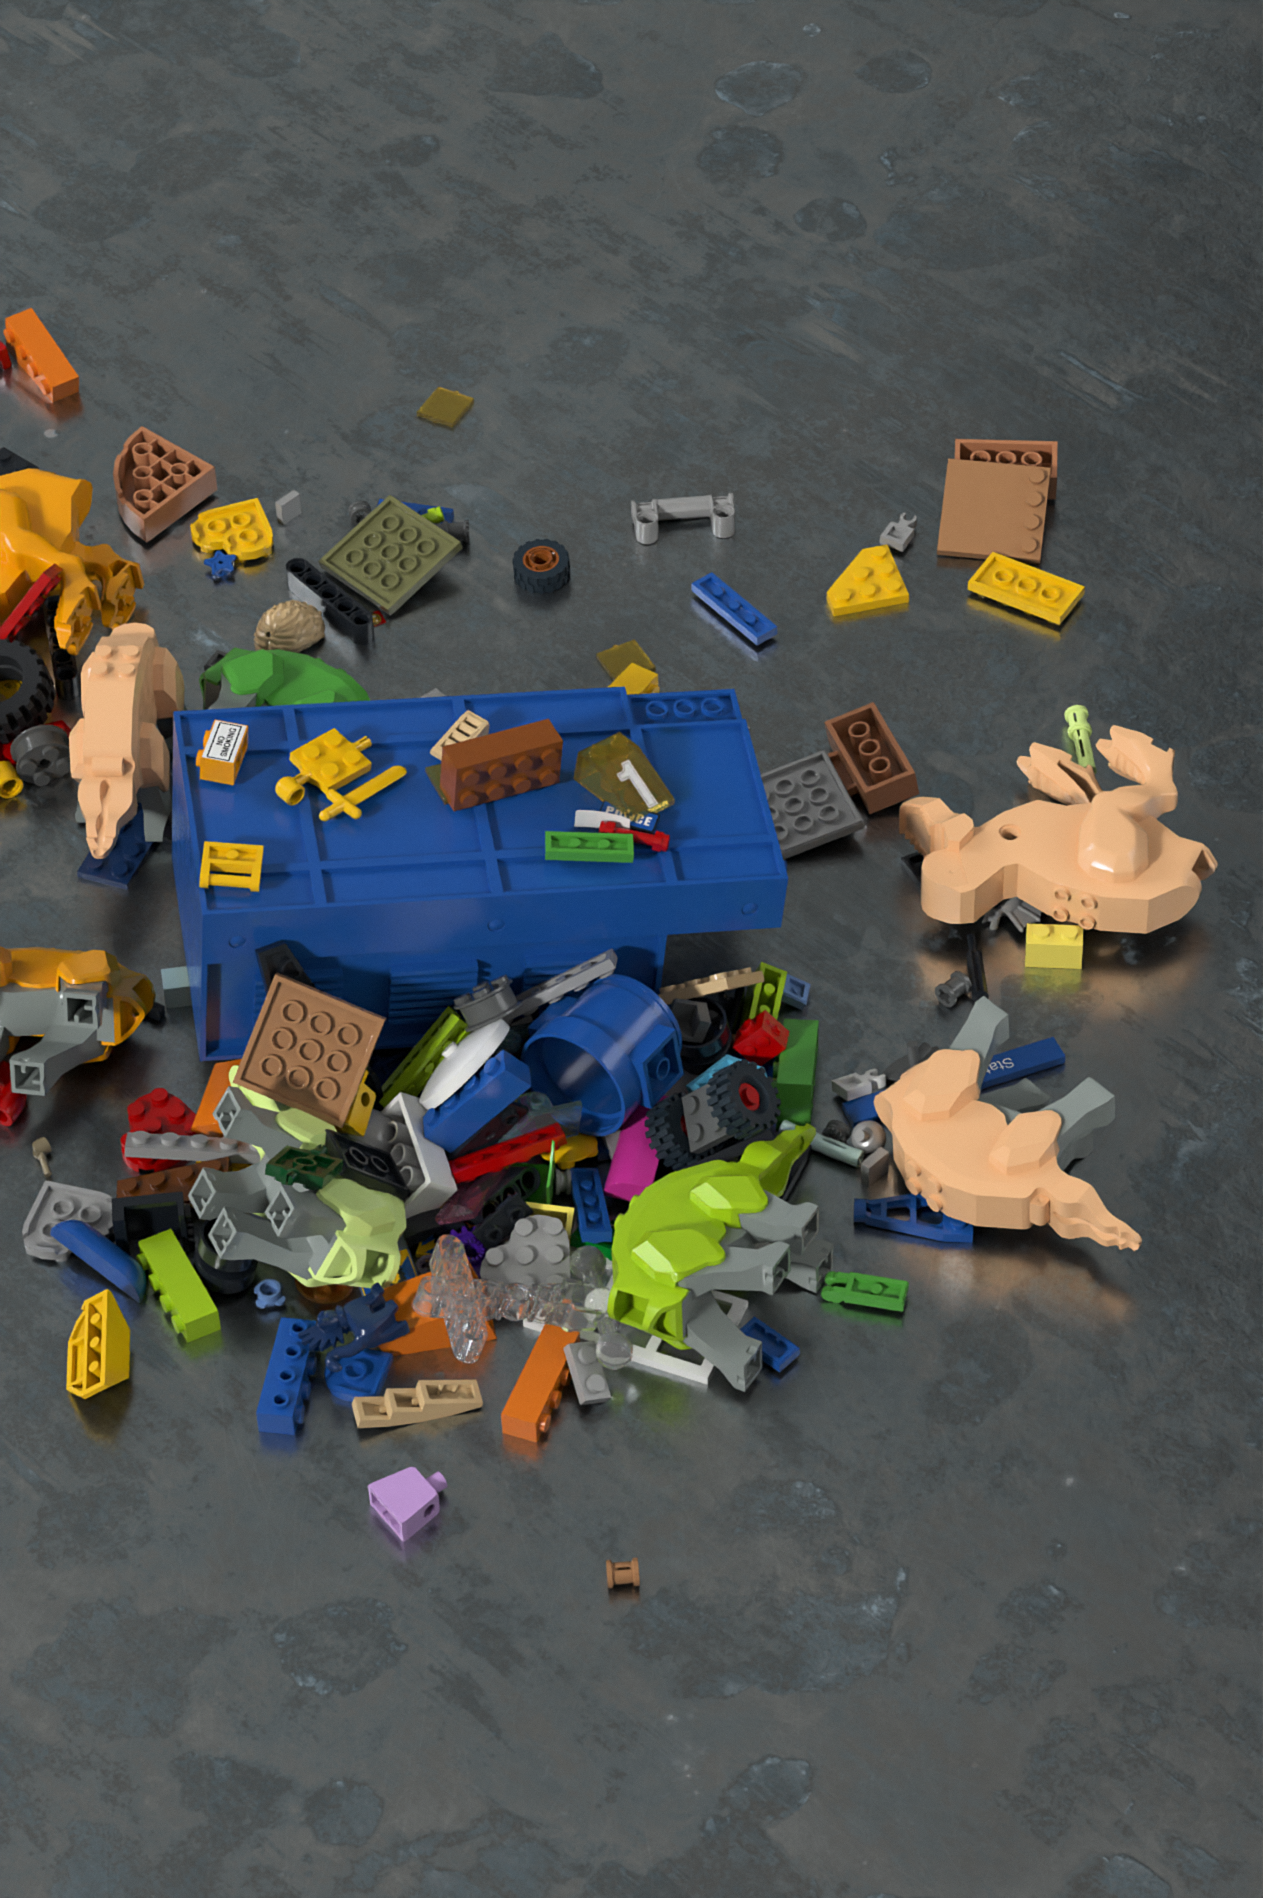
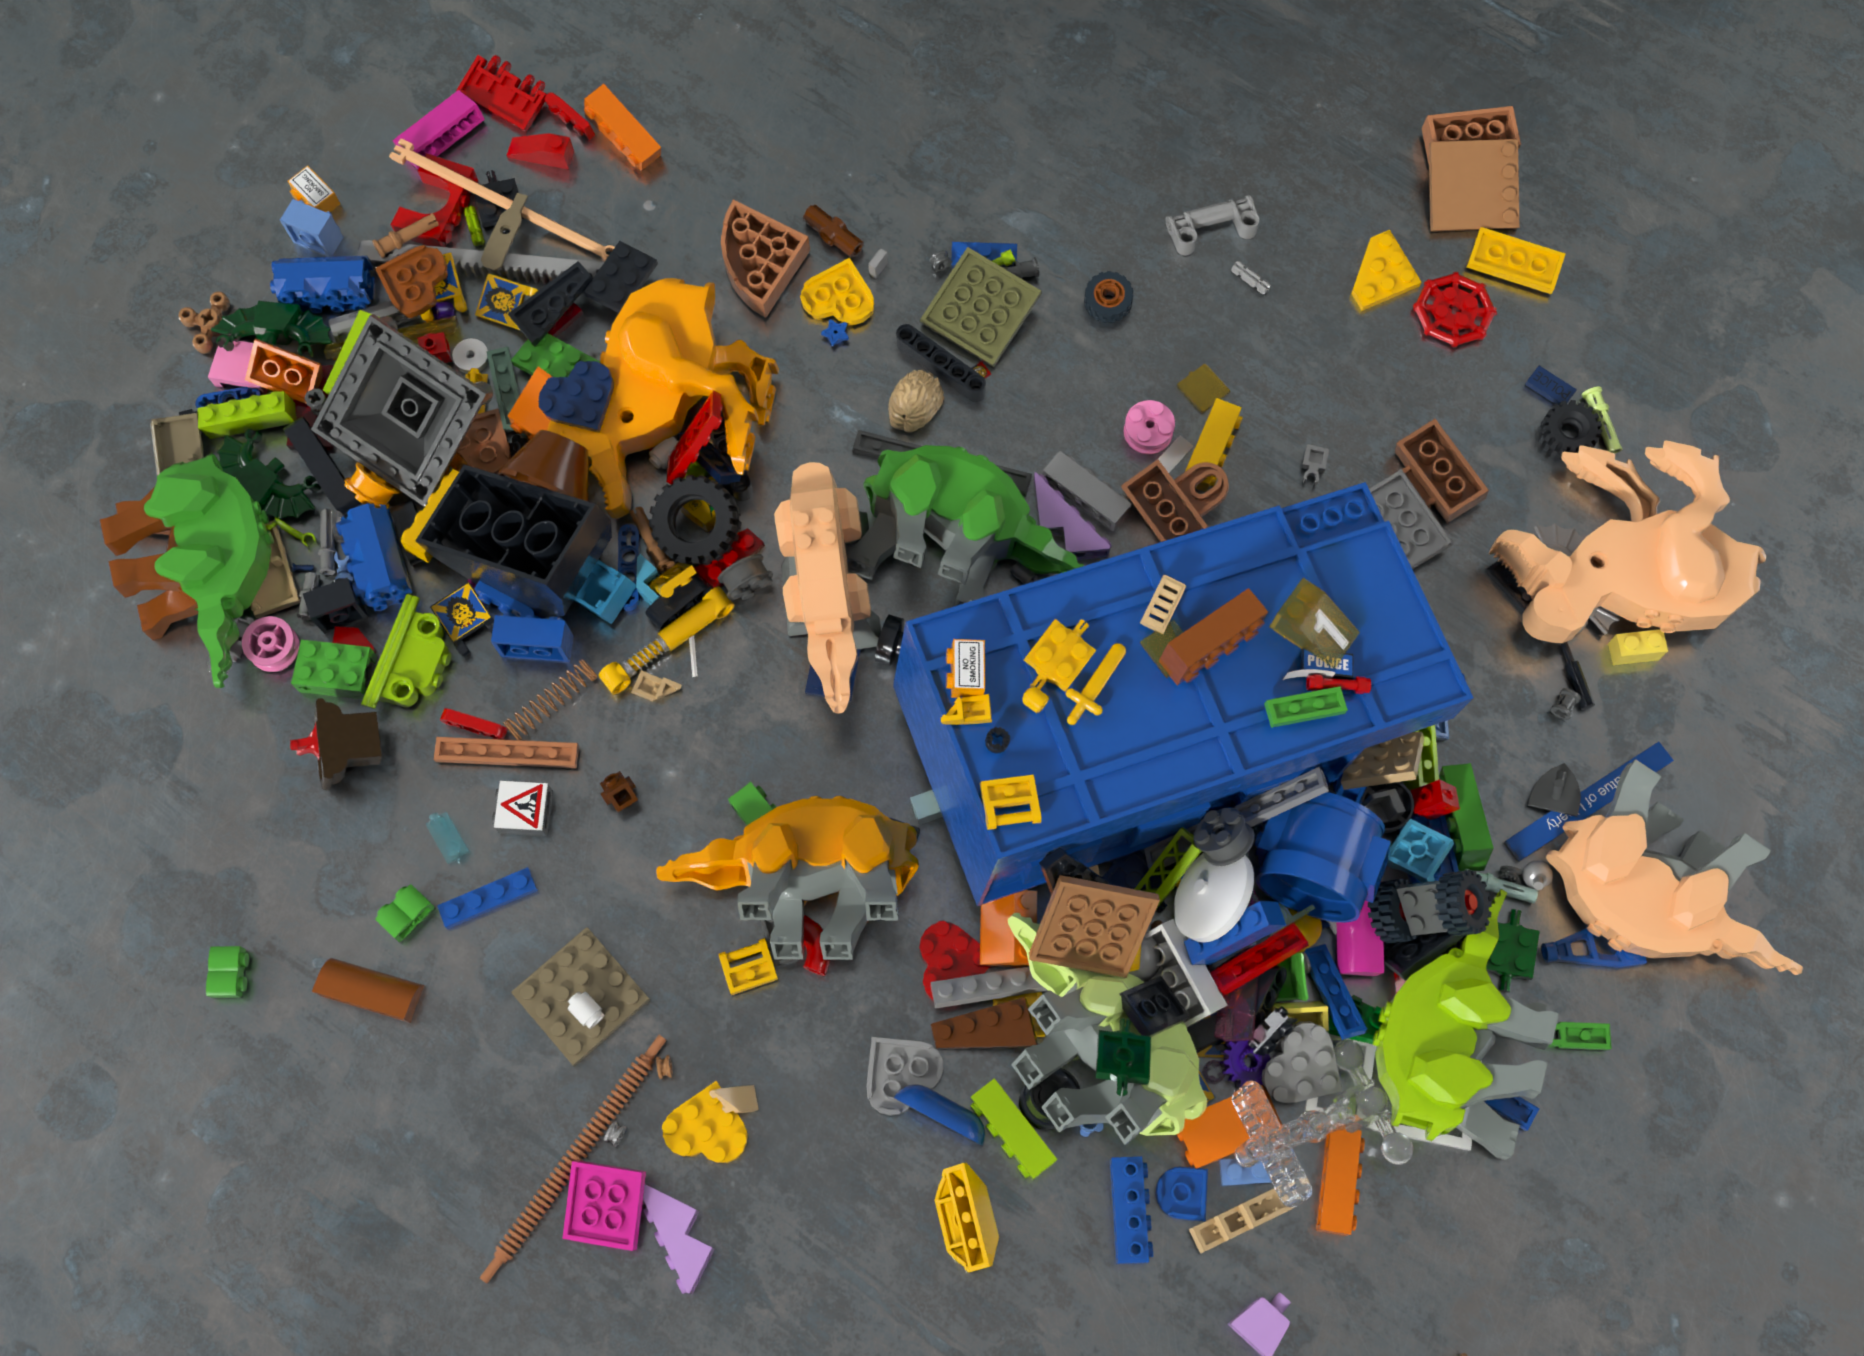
camera: 10 degrees left, 25 degrees up
(40, 1149) = (855, 999): dark tan hand -> none
(48, 651) = (716, 464): none -> dark blue plate
(148, 1215) = (974, 1070): black panel -> none
(213, 790) = (969, 711): none -> yellow slope
(240, 813) = (997, 732): none -> black bush
(248, 474) = (833, 231): none -> reddish brown piece
(366, 1317) = (1186, 1161): dark blue animal -> none
(434, 1364) = (1235, 1174): none -> medium blue plate
(445, 406) = (978, 128): clear yellow piece -> none
(548, 674) = (1149, 427): none -> bright pink wheel
(586, 1373) = (1376, 1168): light grey plate -> none
(708, 565) = (1251, 277): none -> light grey axle
(734, 608) = (1281, 319): blue plate -> none
(826, 1193) = (1514, 952): none -> green plate
(856, 1085) = (1513, 821): white plate -> none
(874, 1167) = (1550, 905): light grey tile -> none
(899, 534) = (1396, 216): light grey plate -> none
(929, 638) = (1457, 298): none -> red plate
(1031, 706) = (1550, 386): none -> dark blue tile
(1036, 729) = (1574, 416): none -> black tyre

